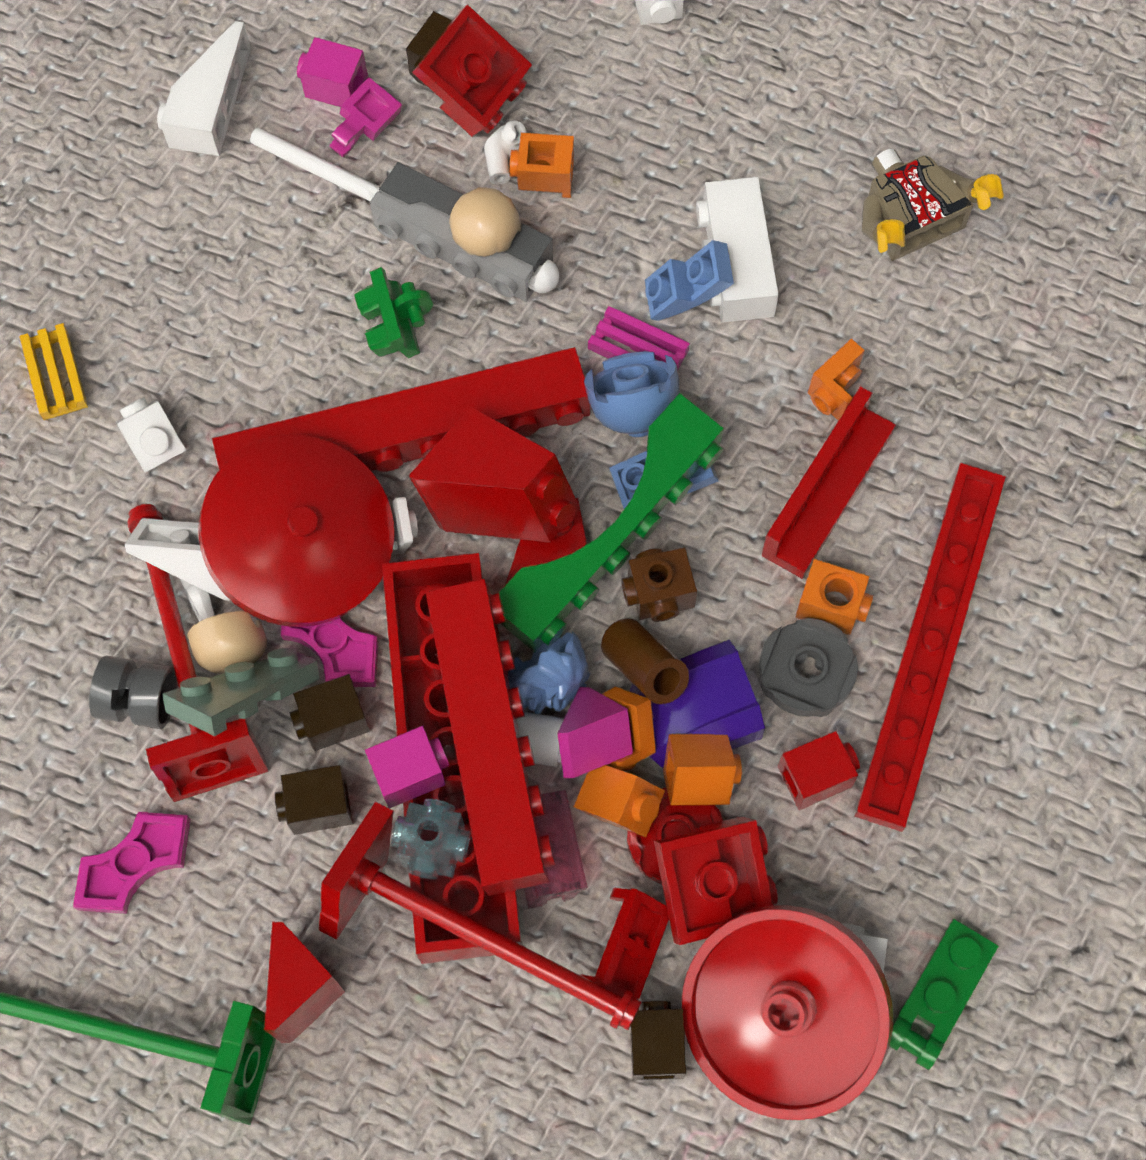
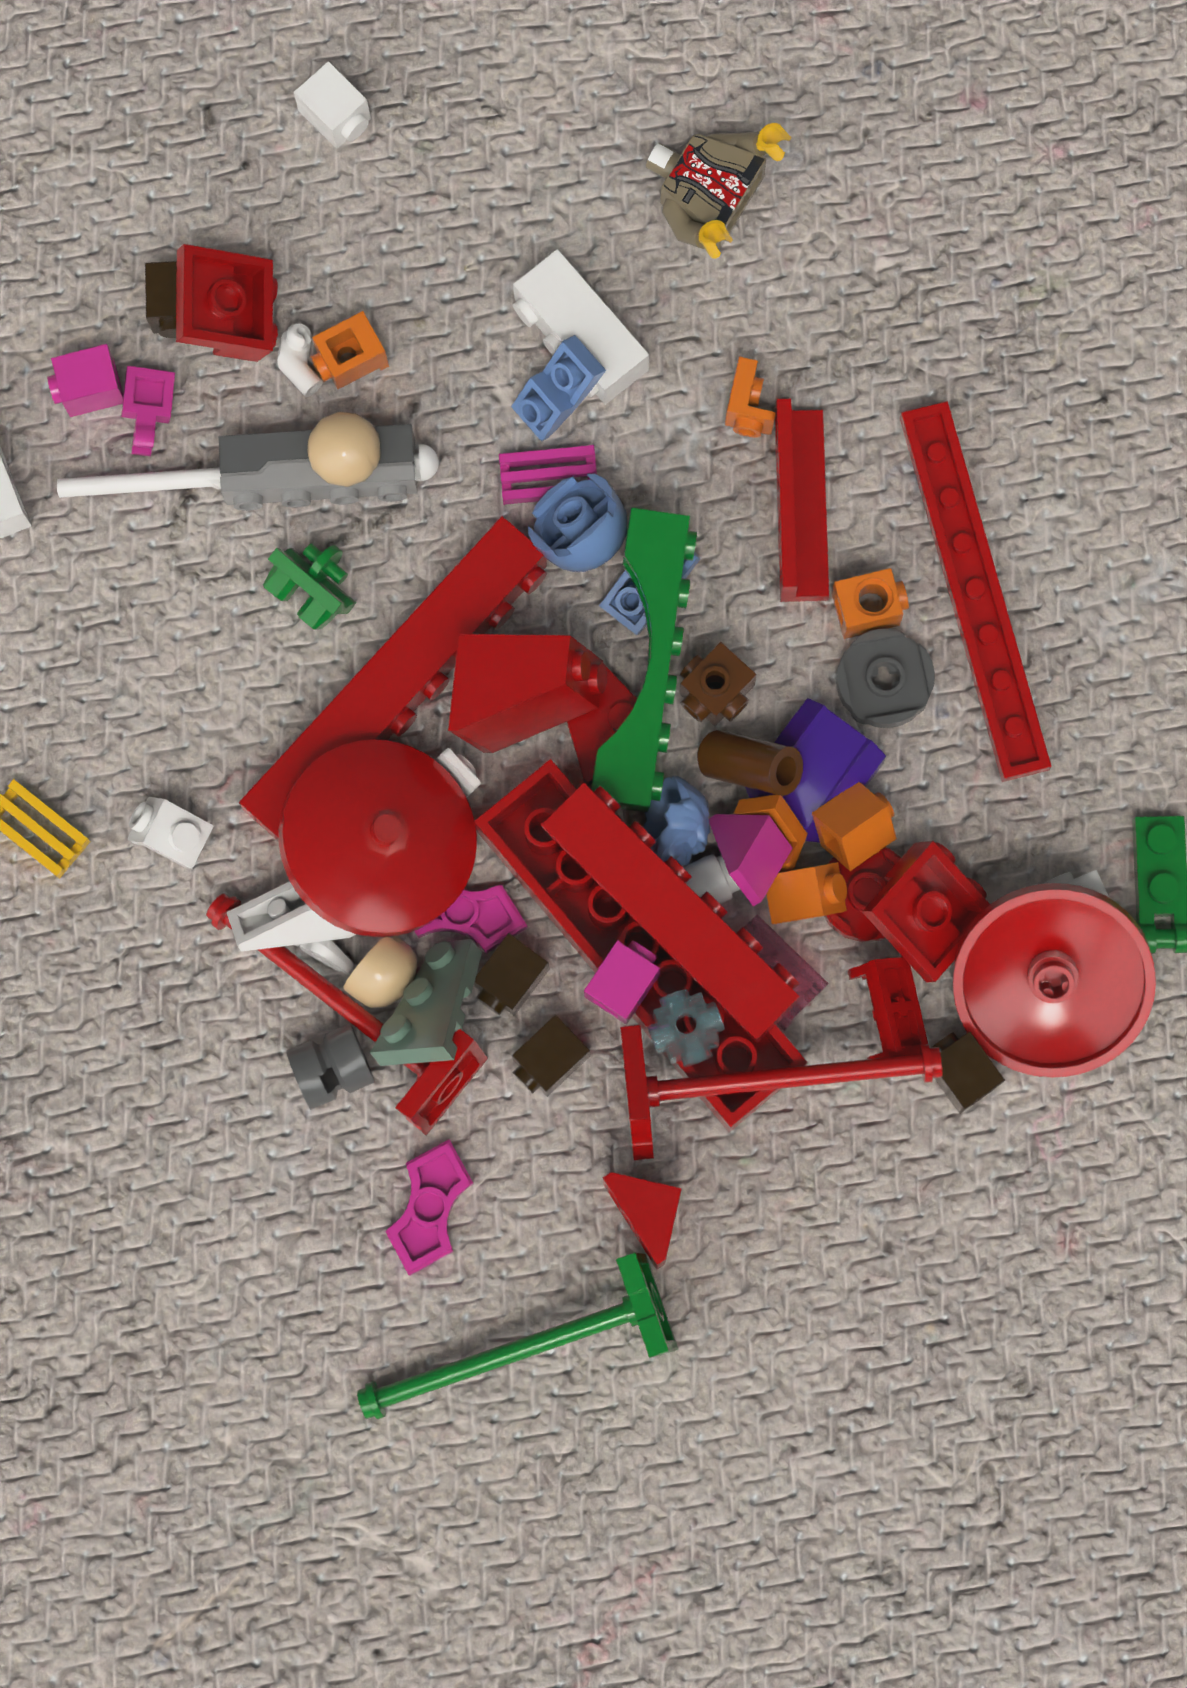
camera: 30 degrees left, 10 degrees up
(819, 769) = (951, 761): red brick -> none

